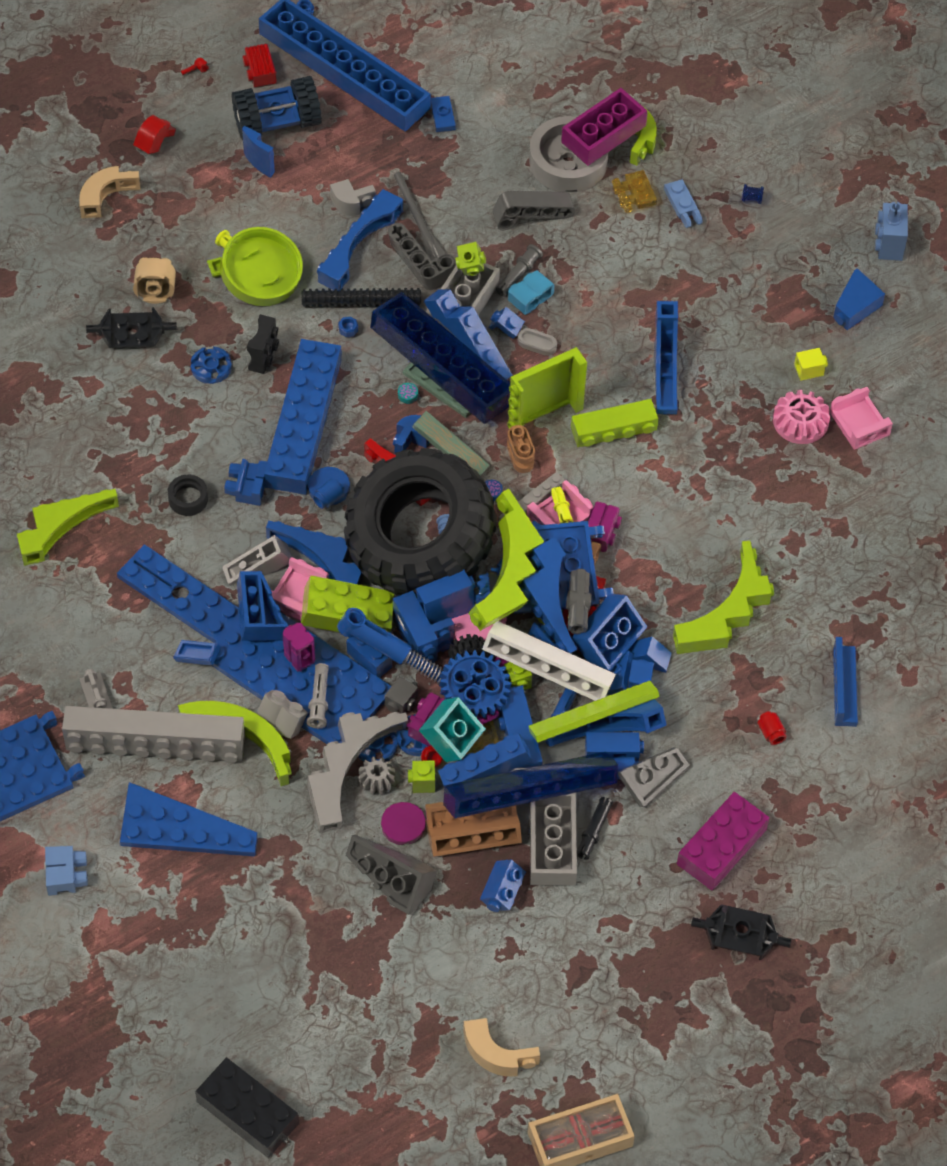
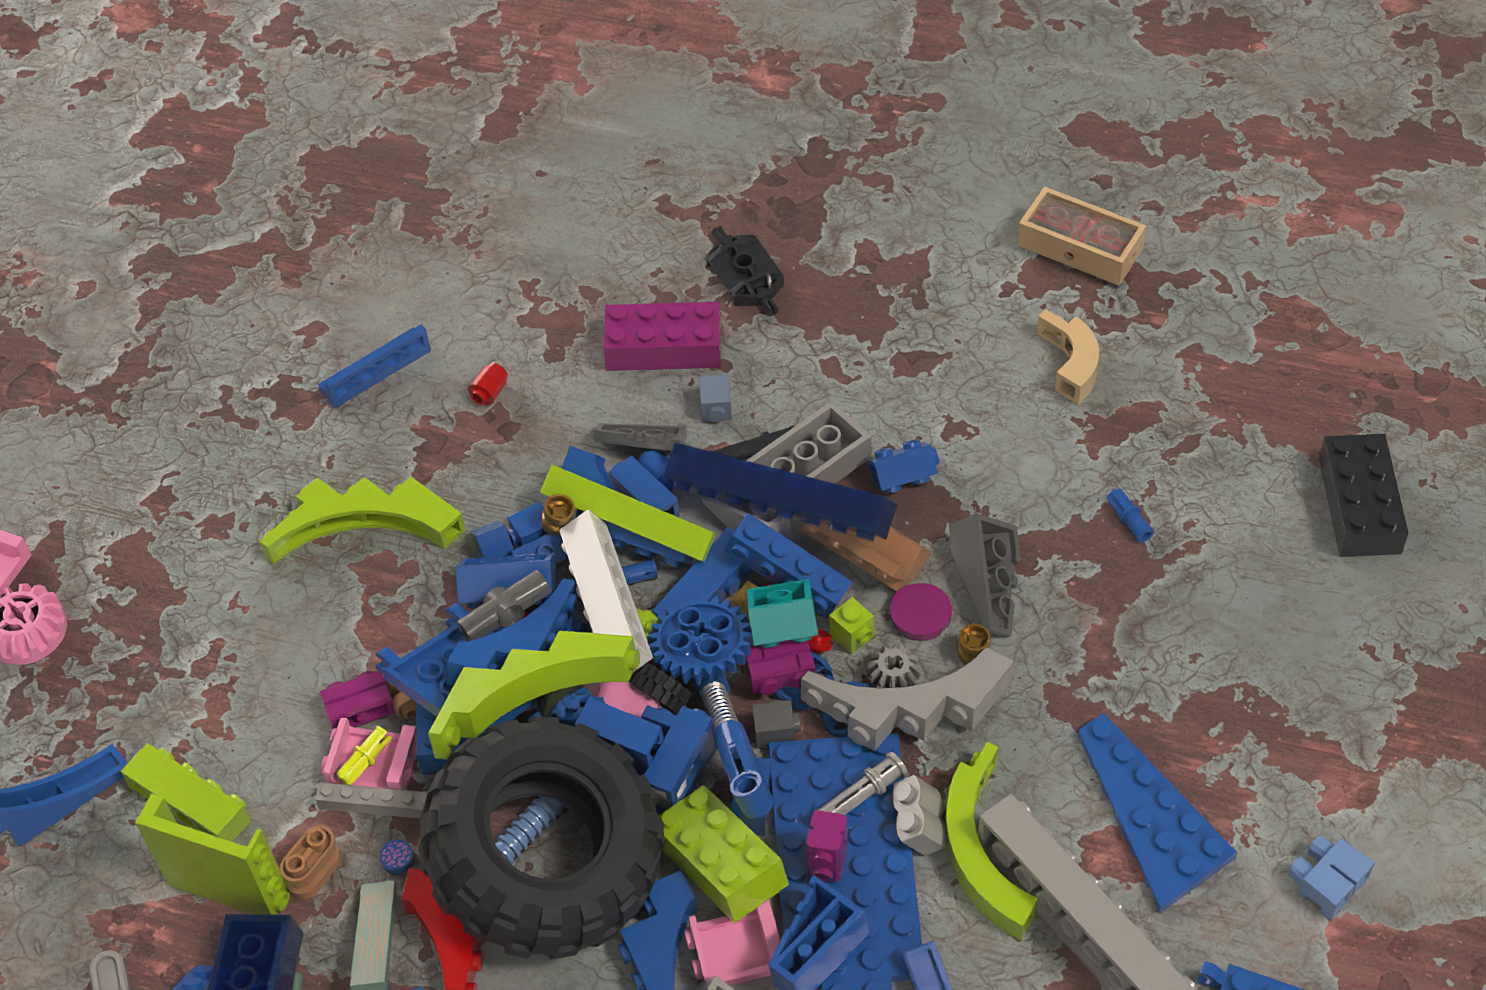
camera: 125 degrees left, 5 degrees down
(353, 820) = (972, 642): none -> pearl gold wheel
(358, 979) = (1130, 515): none -> blue axle
(623, 674) = (557, 507): none -> pearl gold wheel
(648, 833) = (715, 398): none -> sand blue brick

